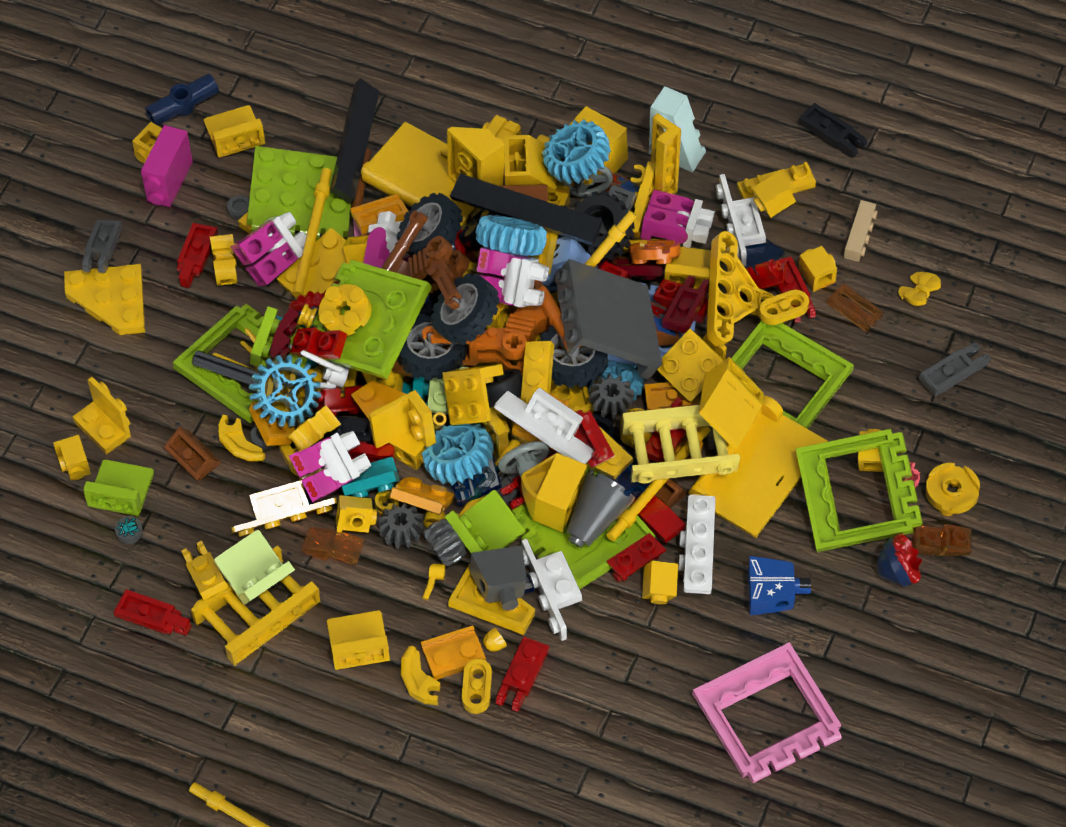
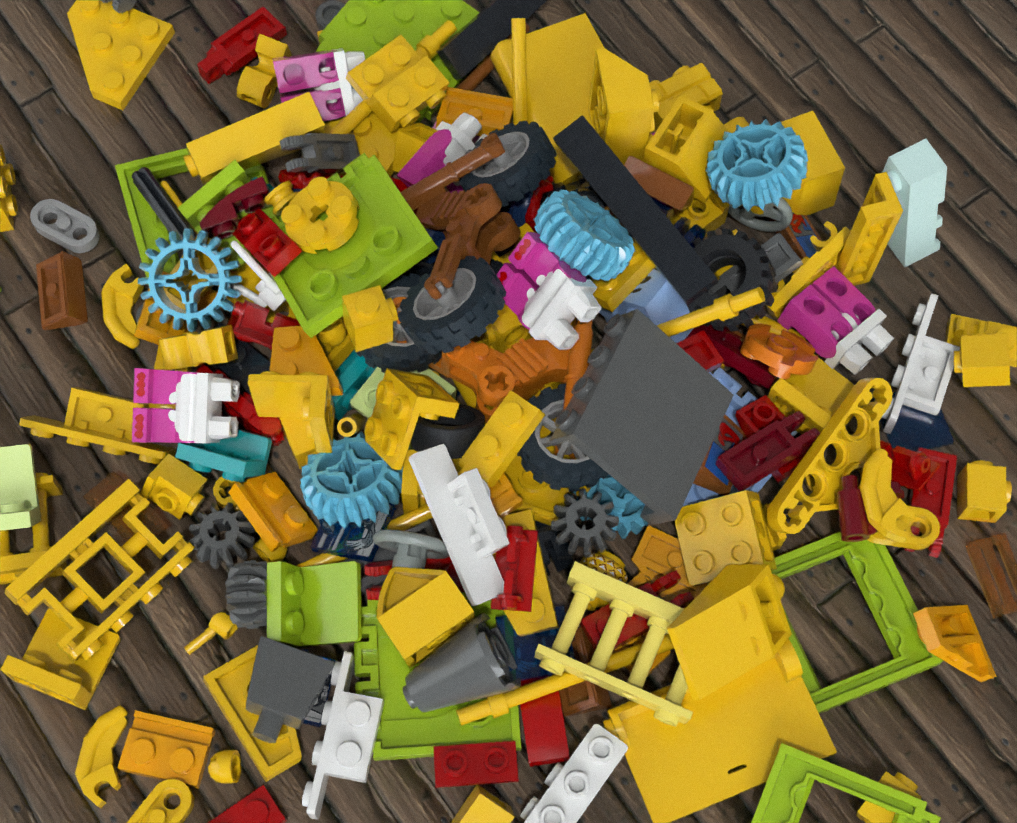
camera: 30 degrees right, 10 degrees up
(166, 414) = (68, 226): none -> light grey plate
(265, 291) = (253, 138): none -> yellow slope
(310, 280) = (321, 152): none -> dark grey hinge
(323, 219) = (398, 83): none -> yellow plate
(329, 570) = (80, 550): none -> yellow fence
(393, 174) = (519, 75): none -> yellow bar
(417, 346) = (369, 318): none -> yellow brick
(754, 310) = (852, 514): none -> dark red plant
(768, 296) = (880, 501): none -> yellow piece
(851, 349) = (954, 638): none -> light orange wing

